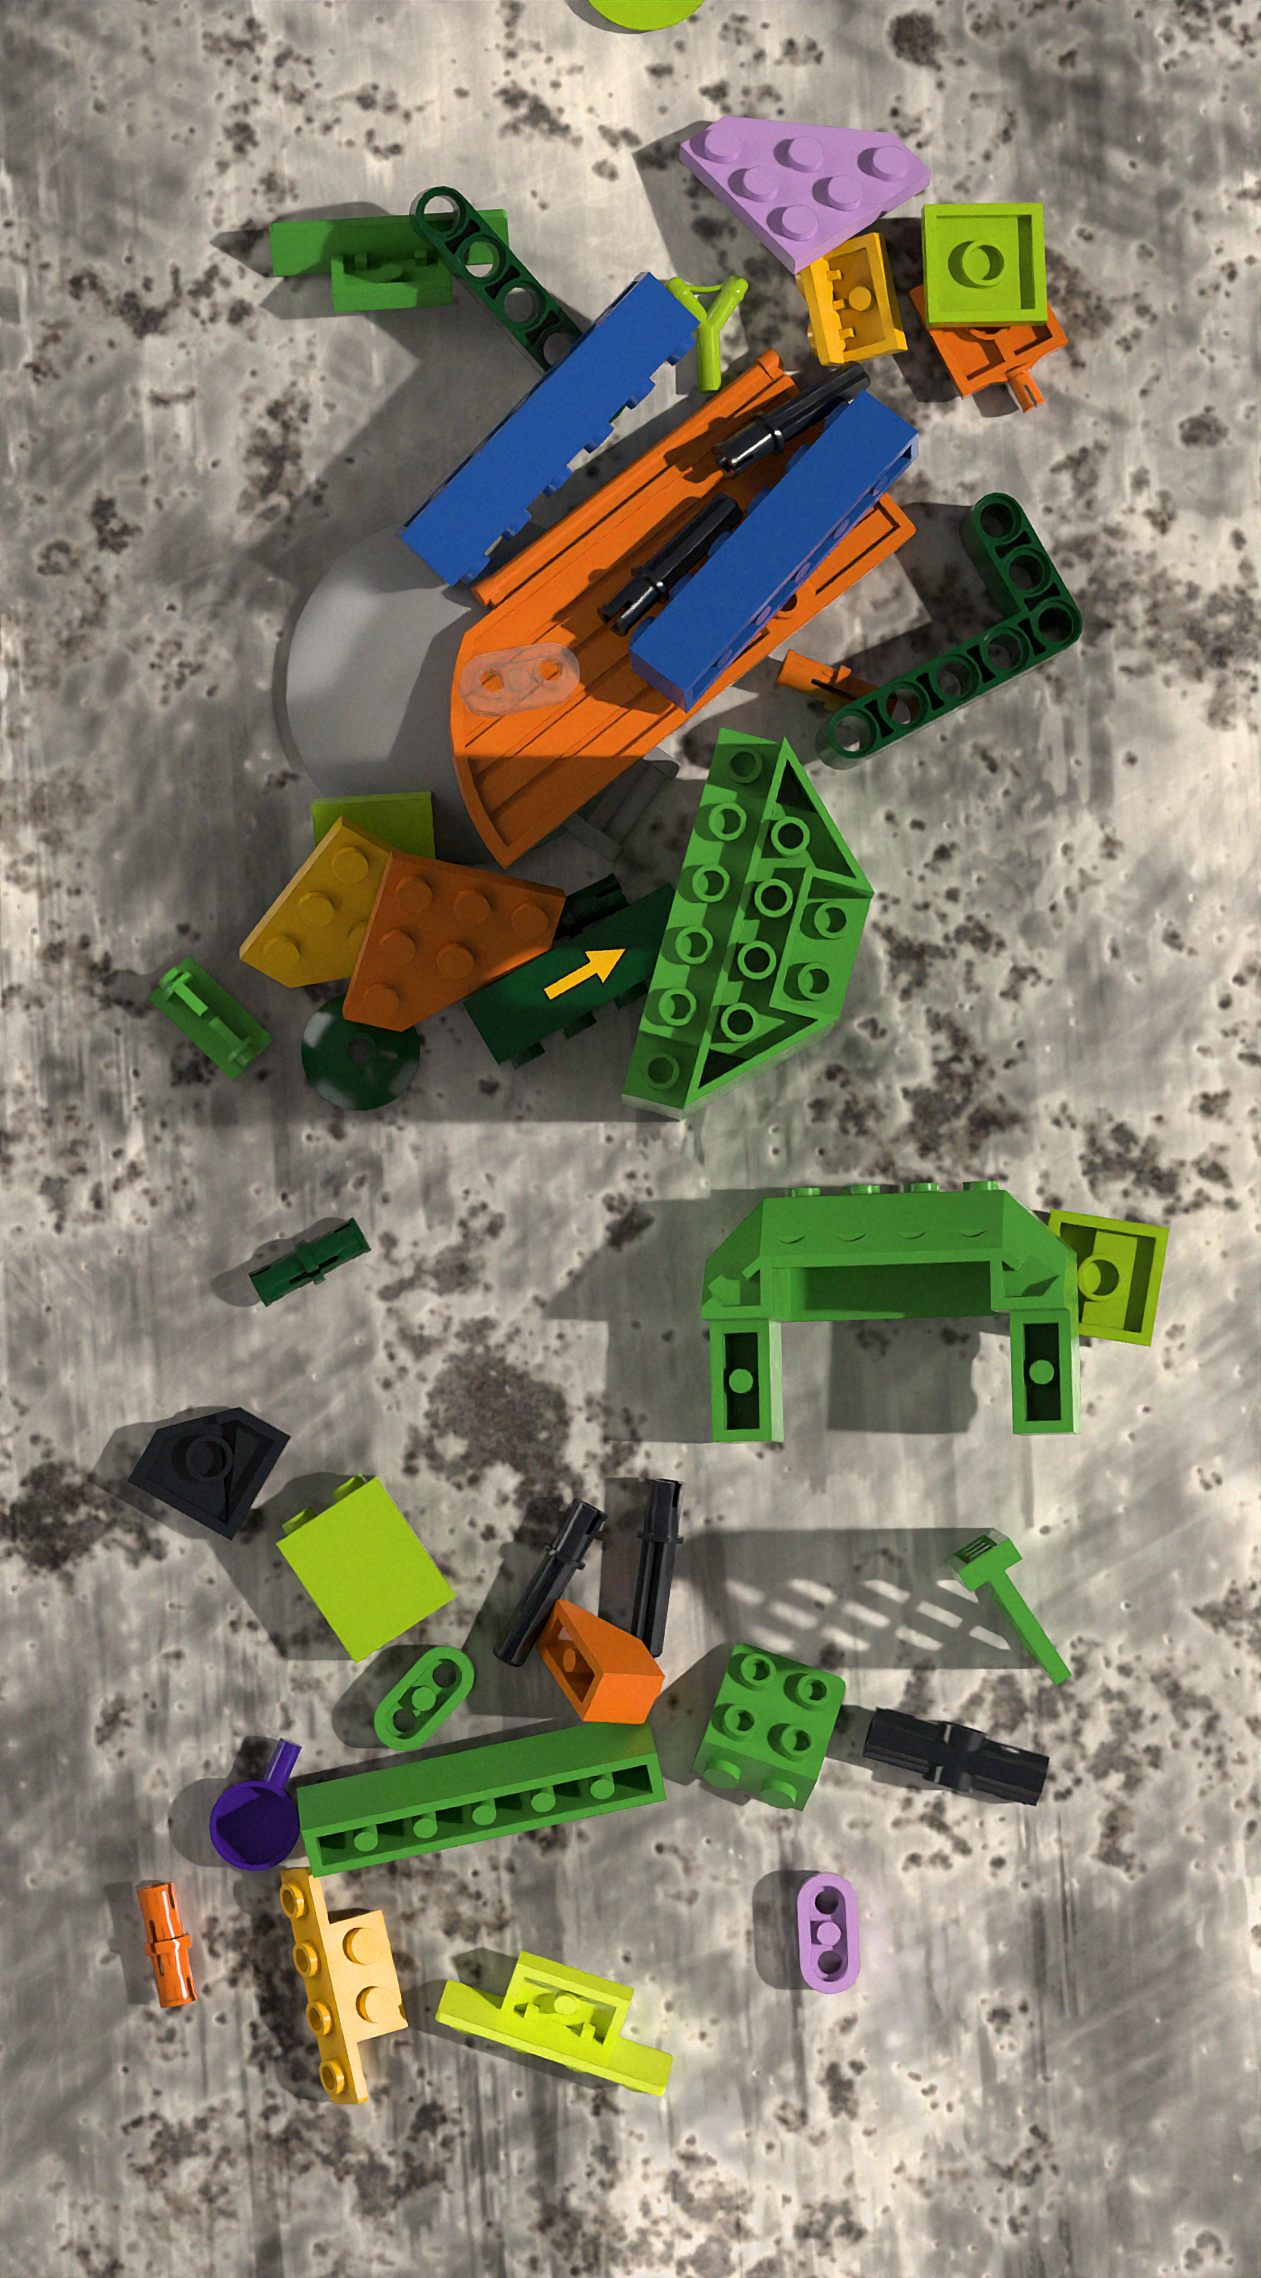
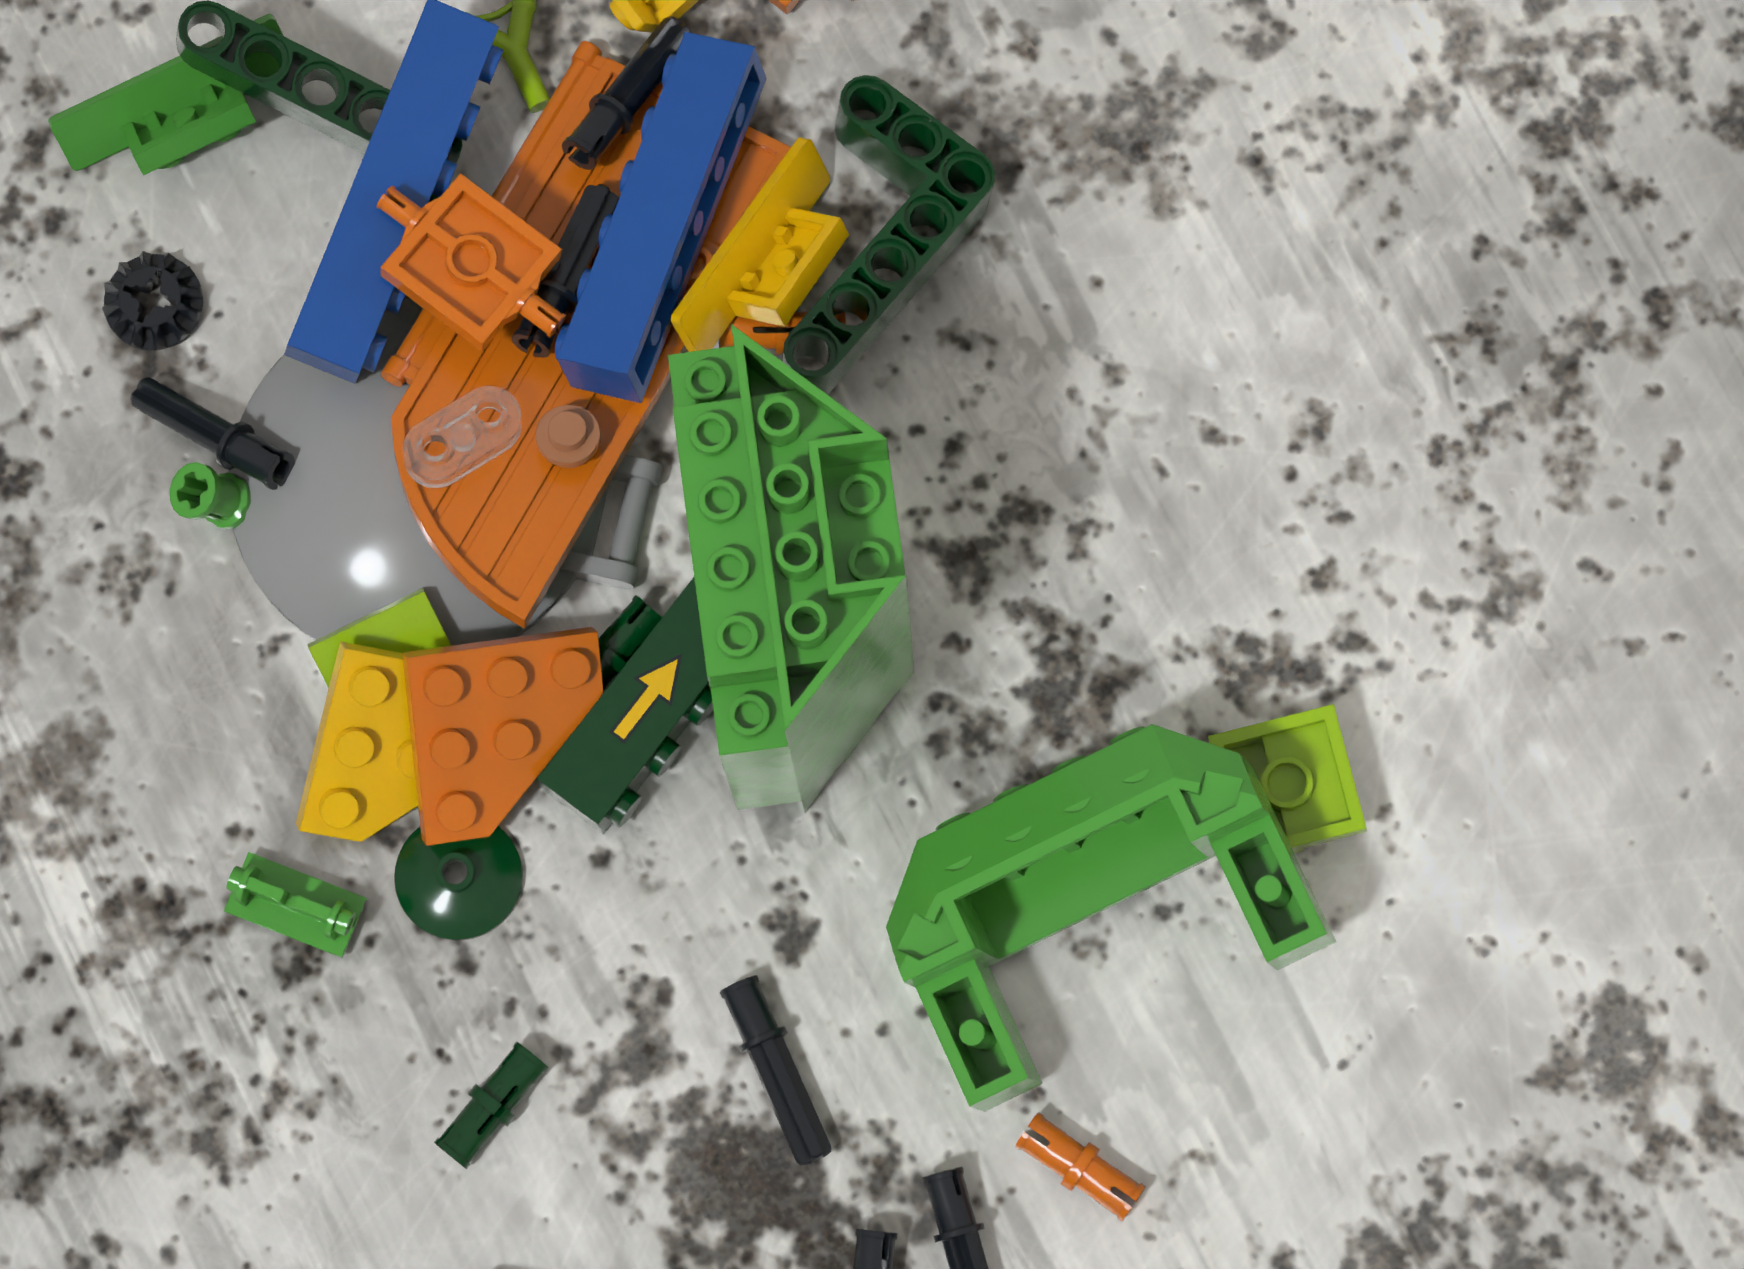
camera: 15 degrees left, 10 degrees down
(275, 626) = (202, 493): none -> bright green bush
(298, 453) = (165, 324): none -> black gear
(317, 591) = (232, 443): none -> black axle
(563, 1335) = (776, 1070): none -> black axle
(589, 529) = (470, 262): none -> orange plate
(611, 717) = (568, 436): none -> nougat plate
(785, 1524) = (1080, 1166): none -> orange pin
(852, 624) = (768, 256): none -> yellow bracket
(985, 1563) = (1341, 1137): bright green fence -> none

